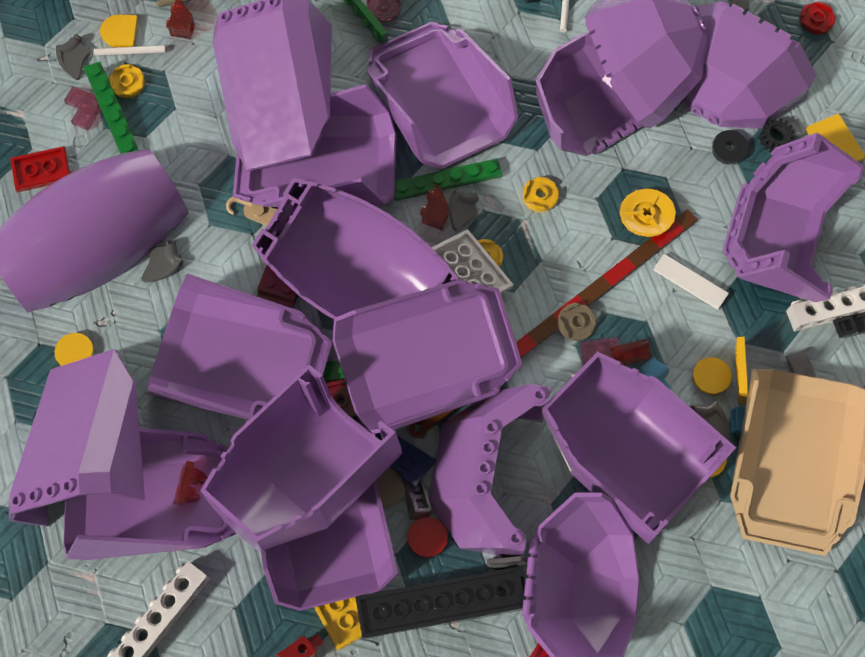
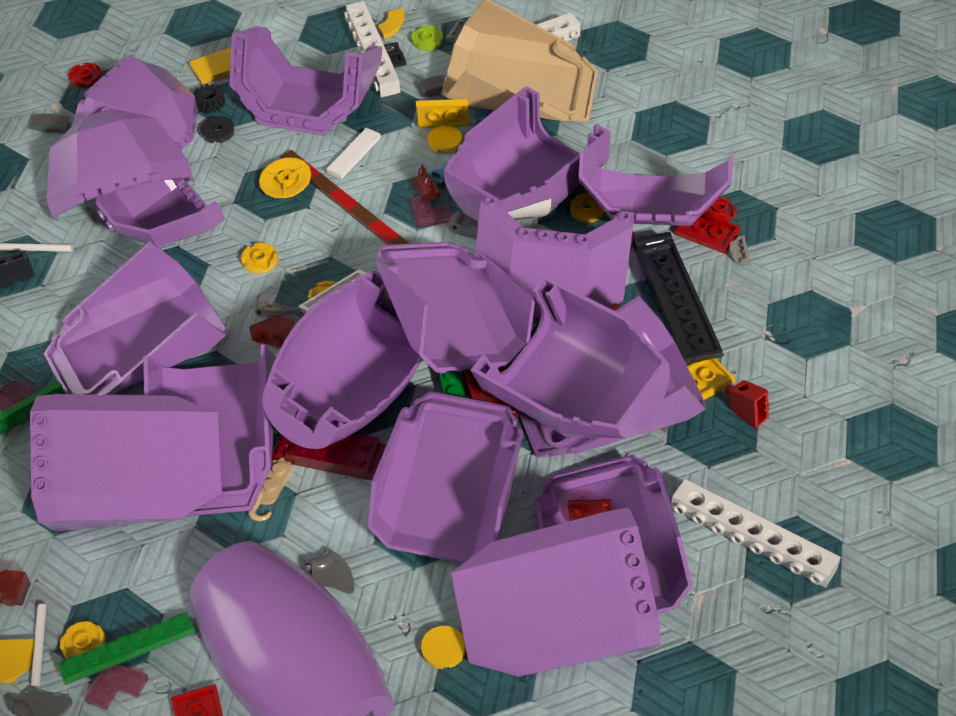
camera: 90 degrees left, 20 degrees down
(447, 179) = (237, 325): green plate -> none
(500, 563) = (634, 260): dark grey arm -> none
(576, 321) = (396, 225): dark tan tile -> none

